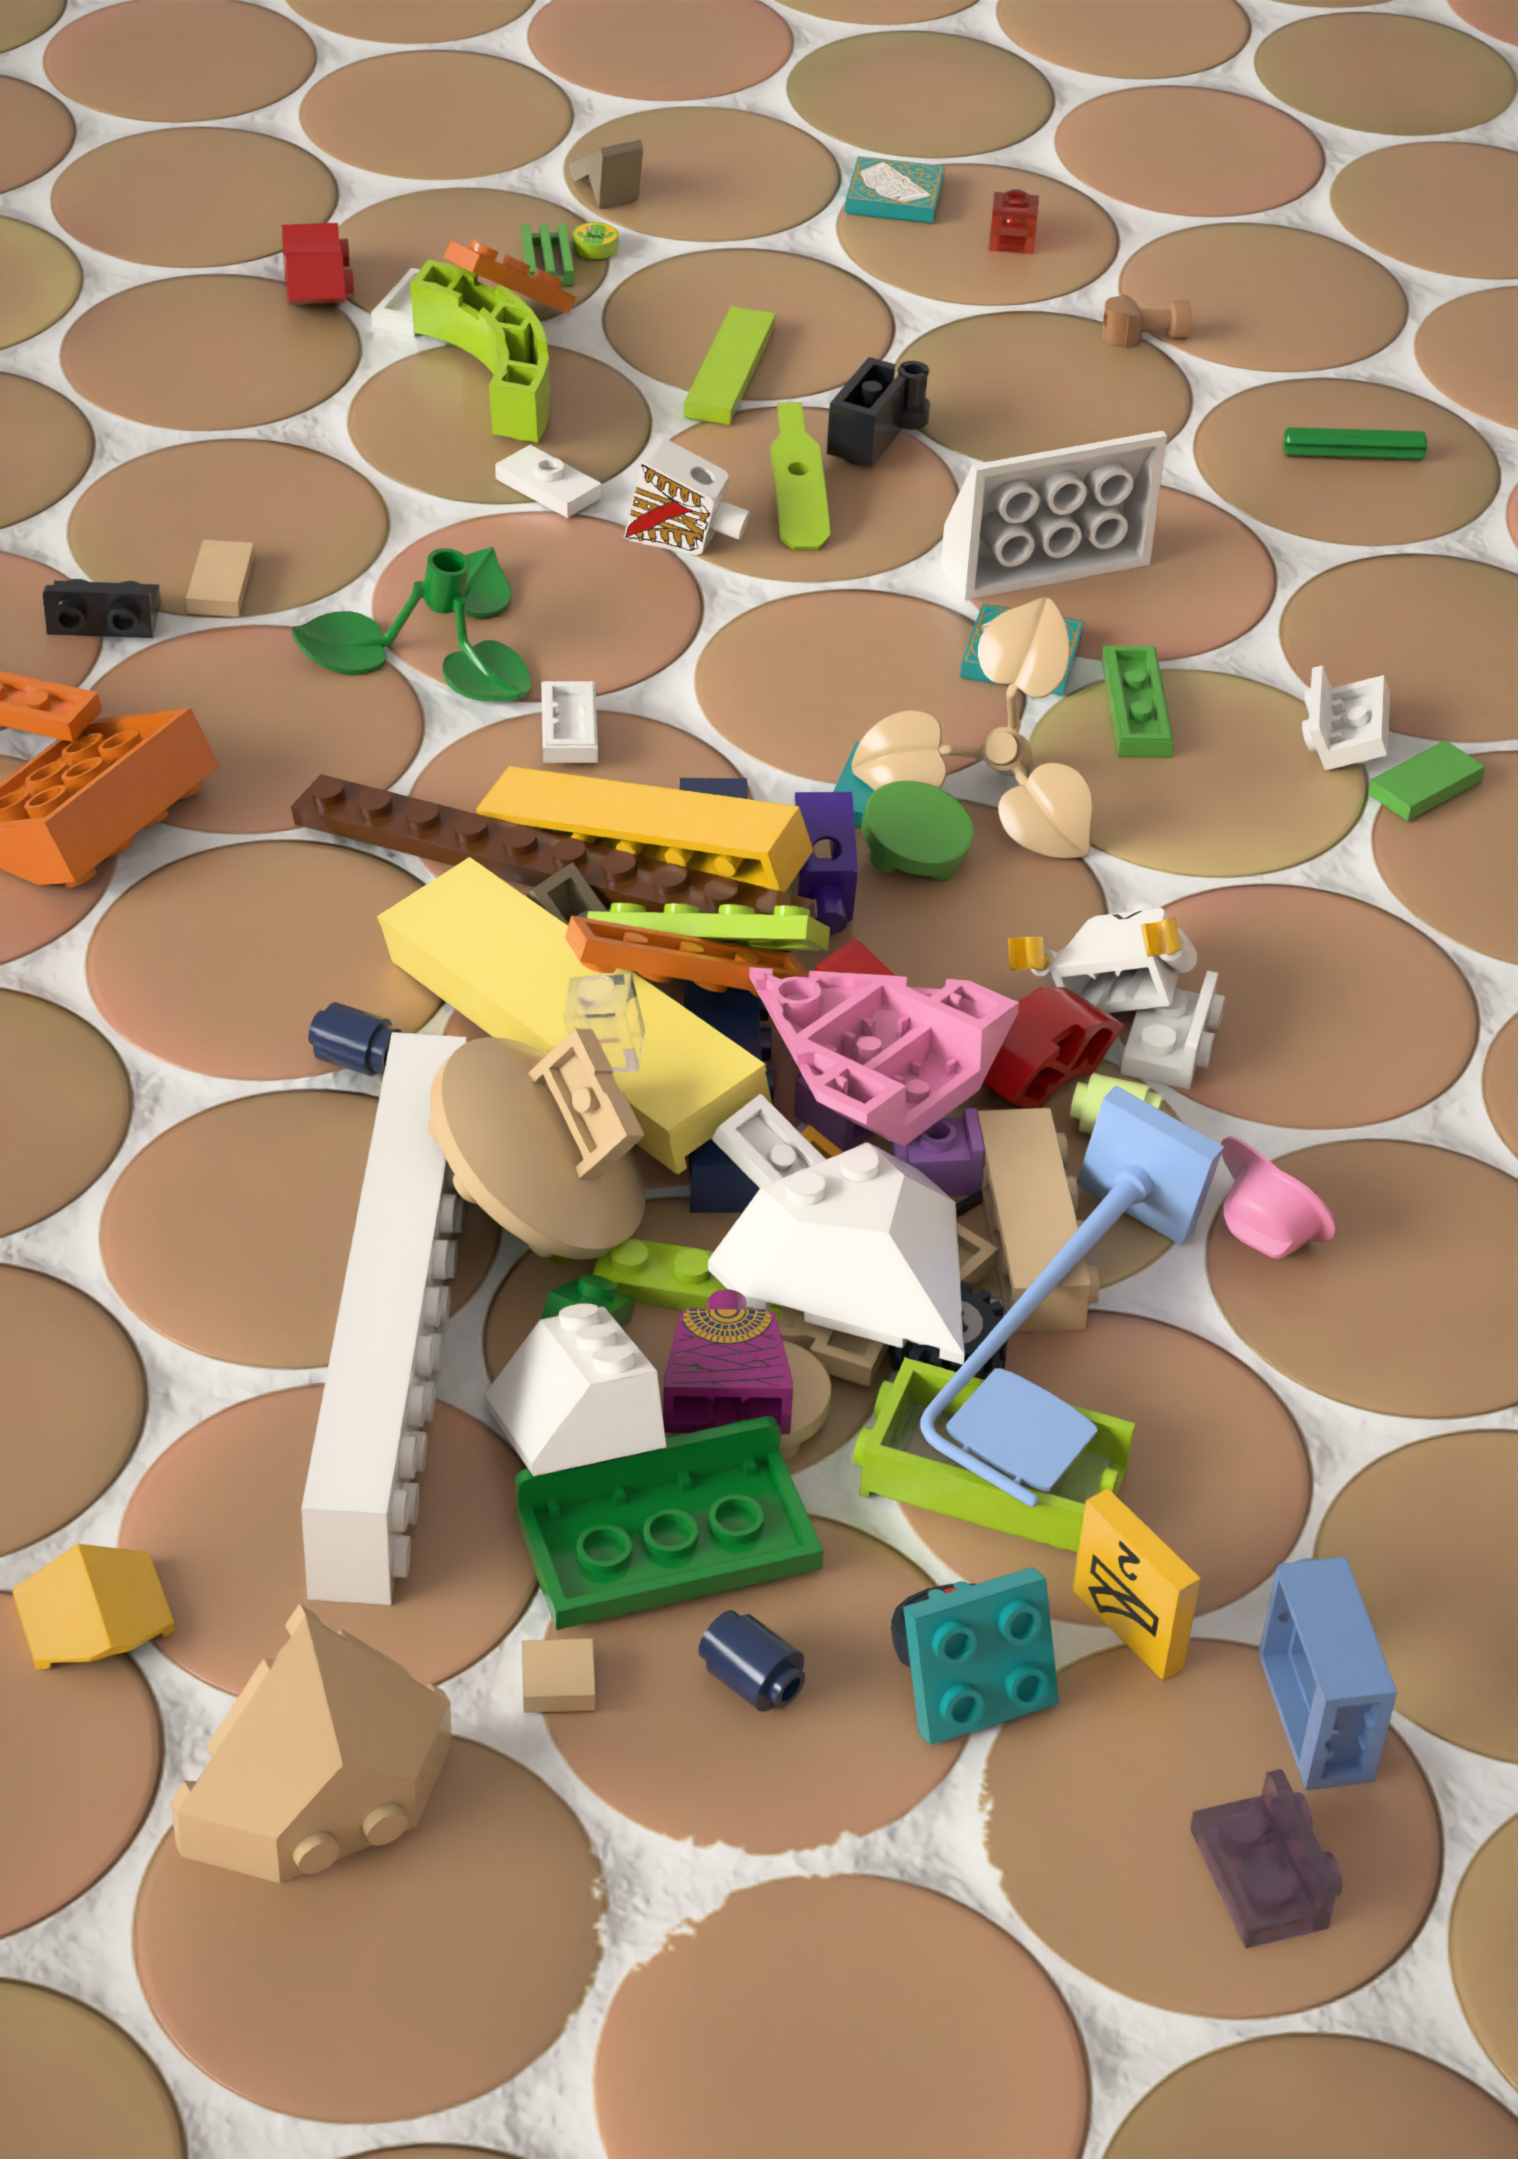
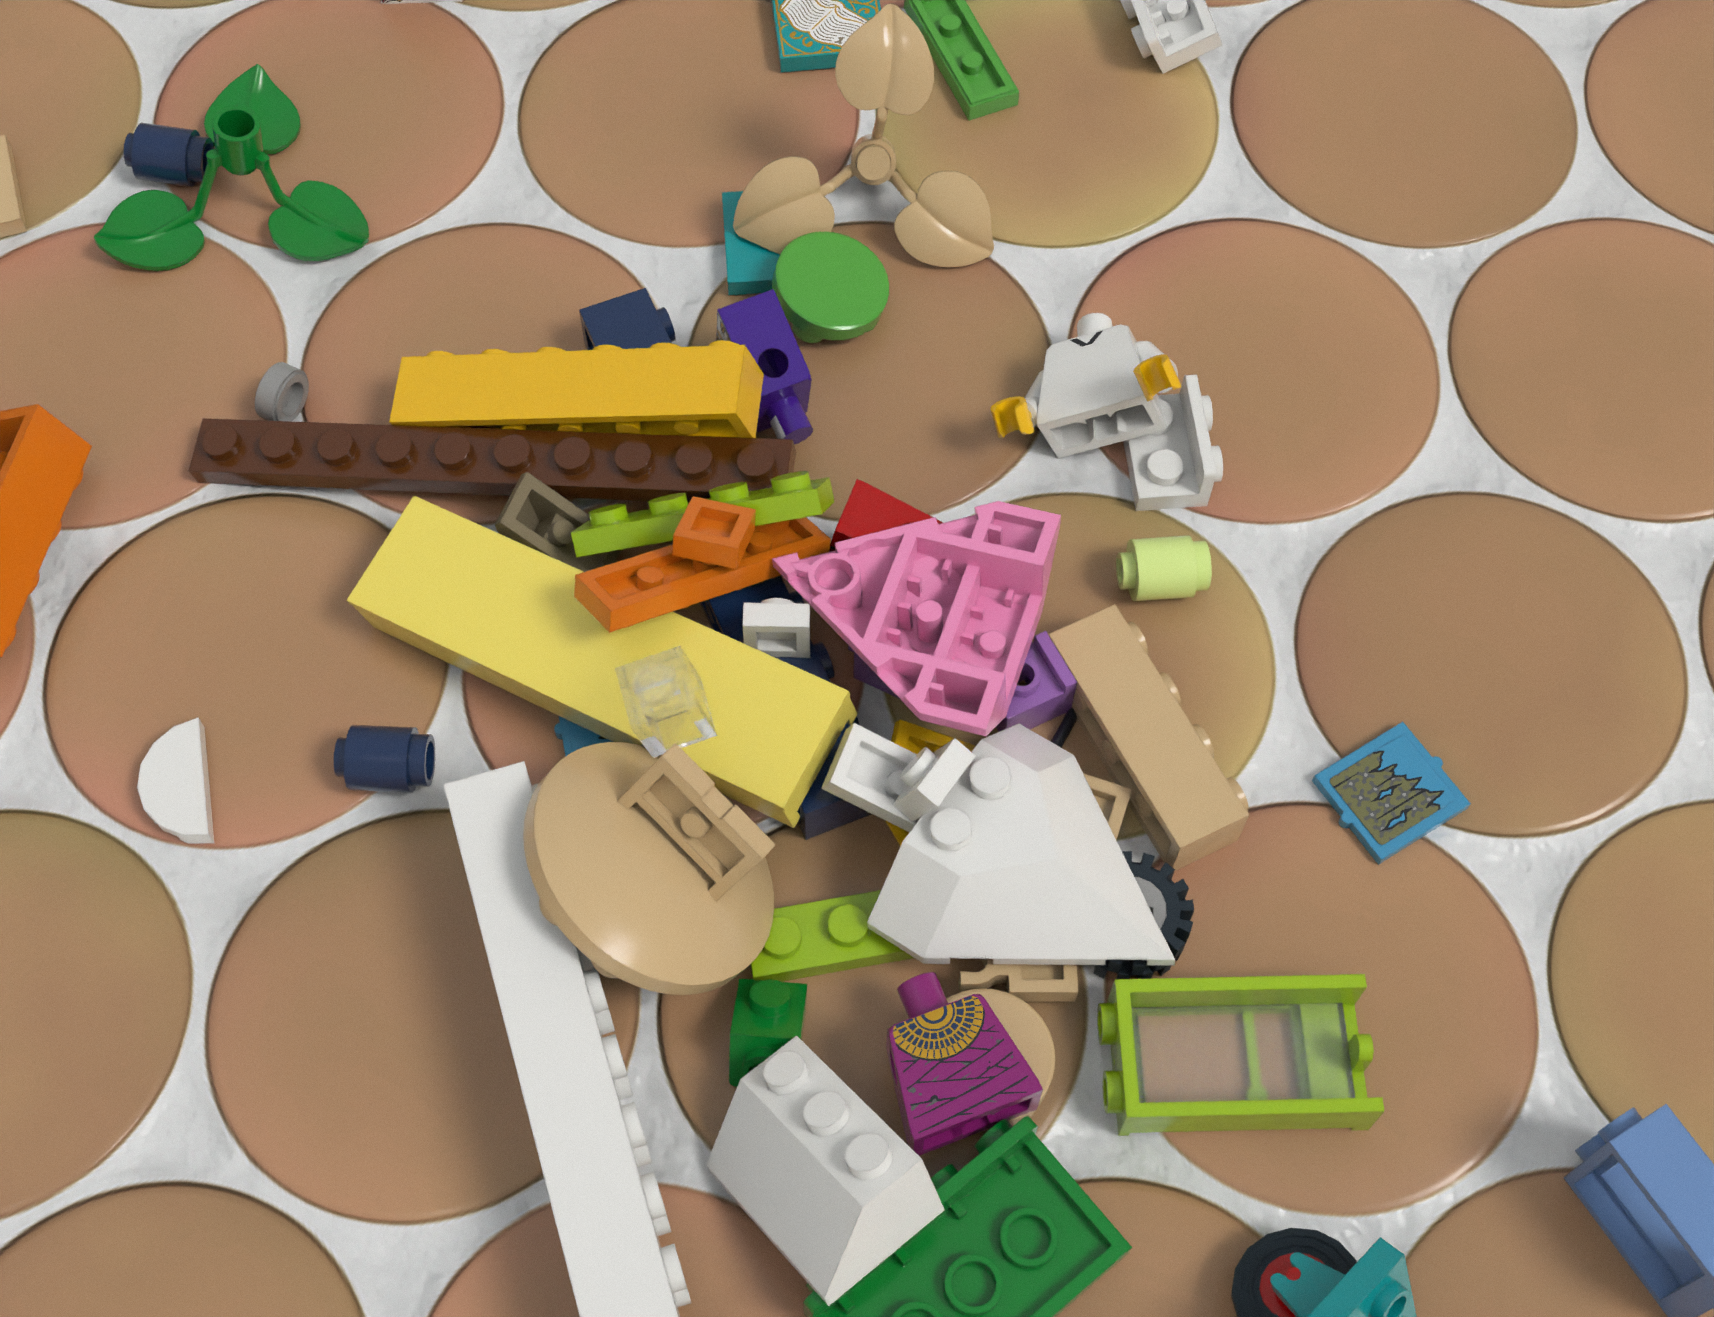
camera: 20 degrees left, 20 degrees up
(175, 1010) = (176, 783): none -> white tile
(380, 589) = (167, 154): none -> dark blue brick
(396, 771) = (281, 393): none -> light grey tile
(569, 722) = (429, 262): white plate -> none
(704, 926) = (714, 532): none -> orange plate
(735, 1018) = (778, 627): none -> white plate
(807, 1145) = (931, 778): none -> white plate
(1049, 1044) = (1085, 492): red brick -> none
(1135, 1584) = (1455, 1181): yellow tile -> none
(1137, 1166) = (1257, 1023): light blue piece -> none
(1248, 1336) = (1390, 792): none -> piece
(1270, 1206) = (1356, 646): bright pink piece -> none
(1426, 780) = (1263, 58): bright green tile -> none

